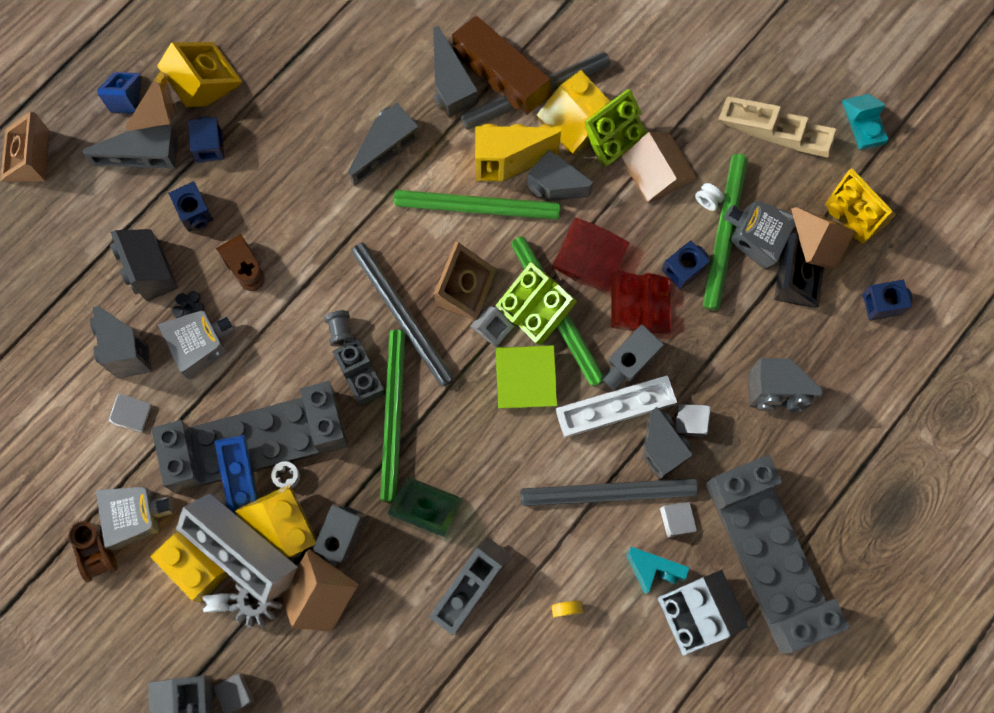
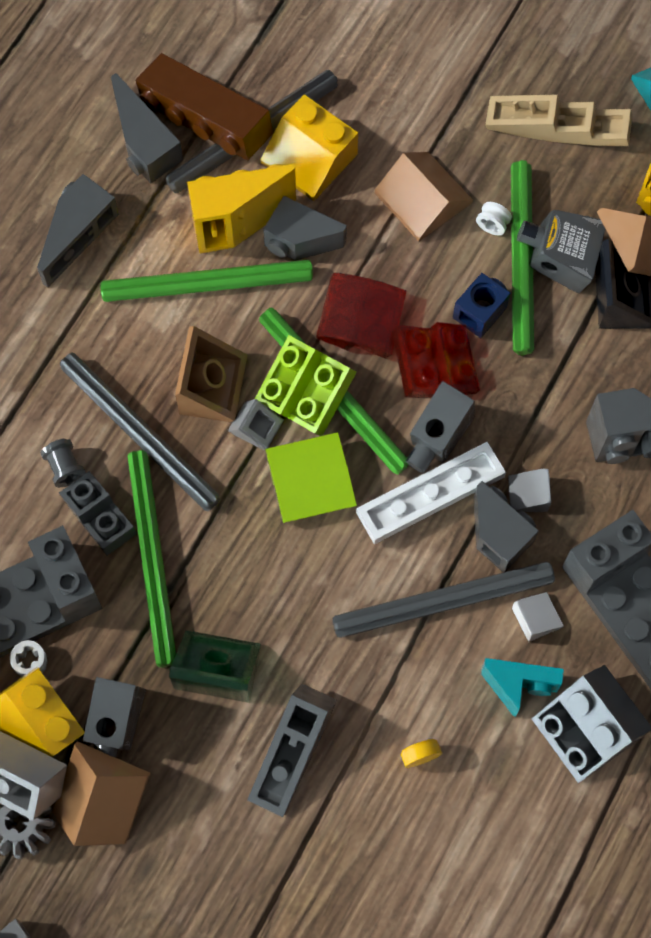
camera: 10 degrees left, 5 degrees down
(615, 128) = (360, 156): lime slope -> none

